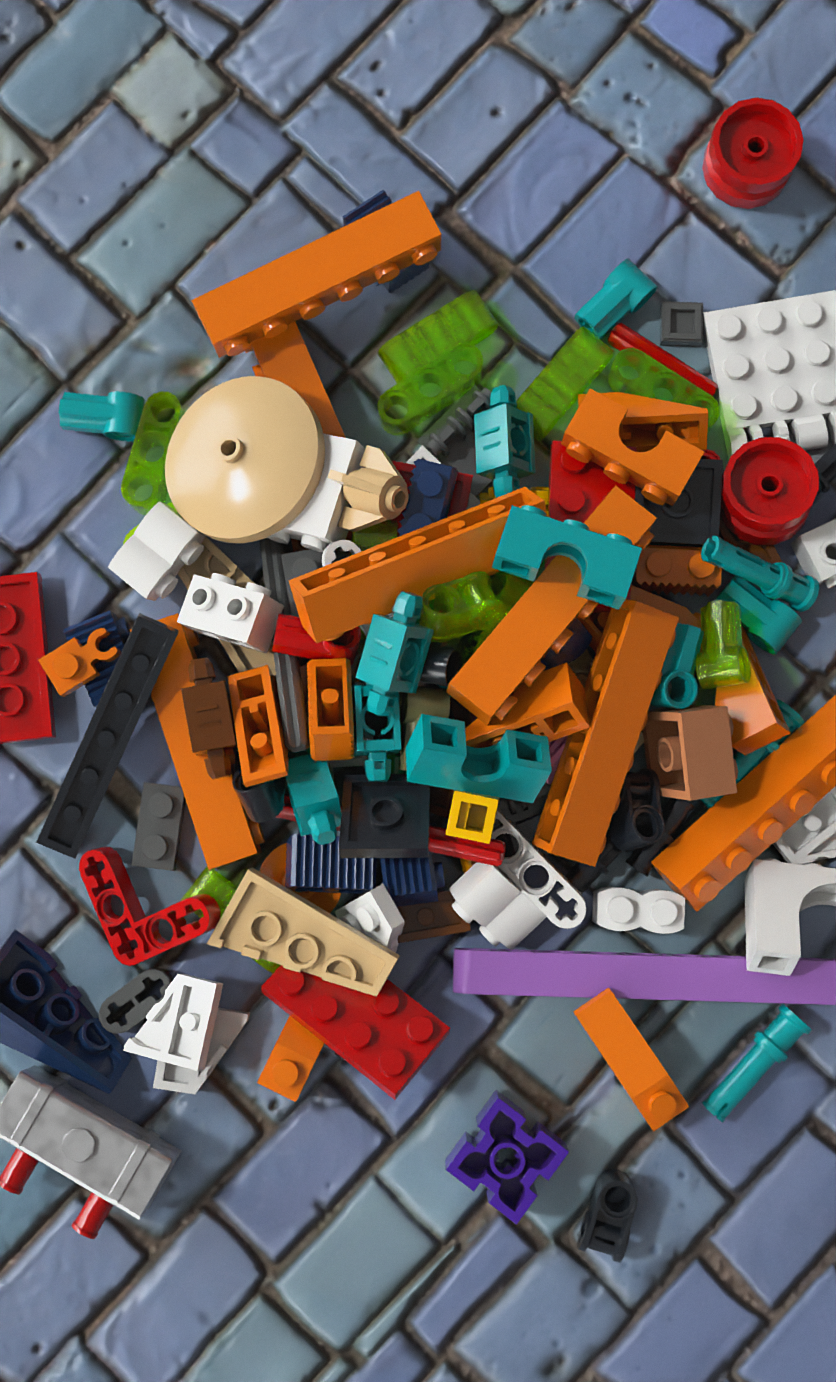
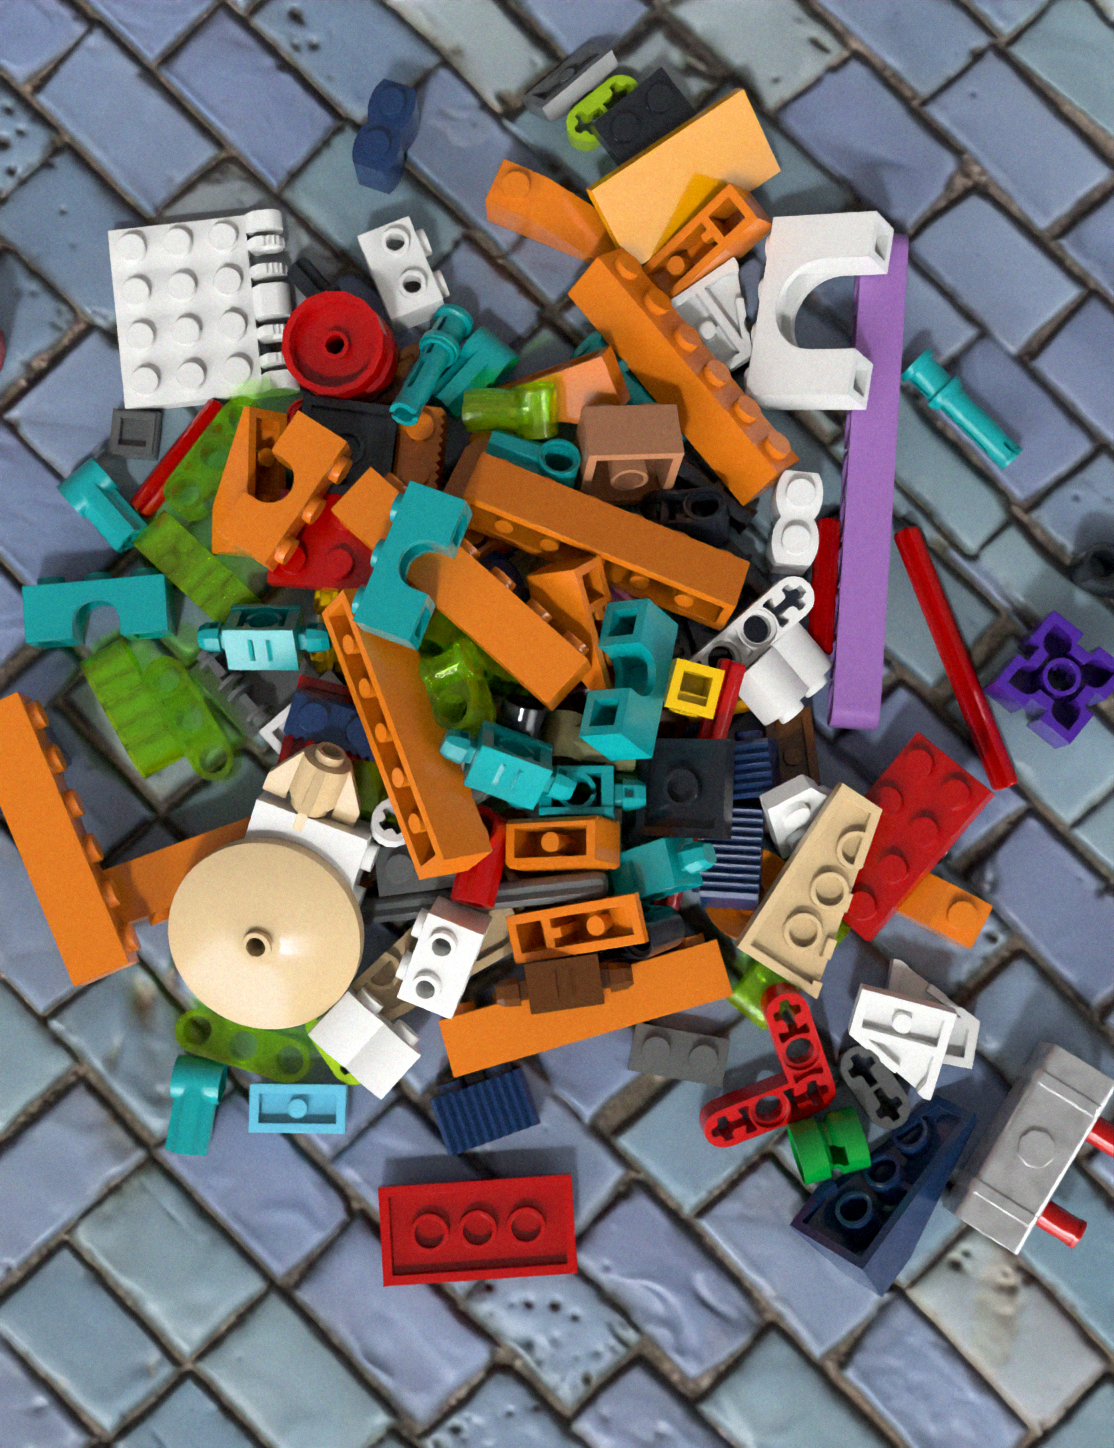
camera: 95 degrees left, 0 degrees up
(73, 664) = (492, 1143): orange plate -> none
(82, 960) = (828, 1145): none -> green wheel
(102, 501) = (298, 1107): none -> medium azure plate
(107, 735) = (575, 1106): black plate -> none
(505, 1071) = (955, 658): none -> red axle
(519, 269) = (59, 608): none -> teal arch
(584, 940) = (824, 584): none -> red axle
(631, 1059) = (956, 539): orange slope -> none

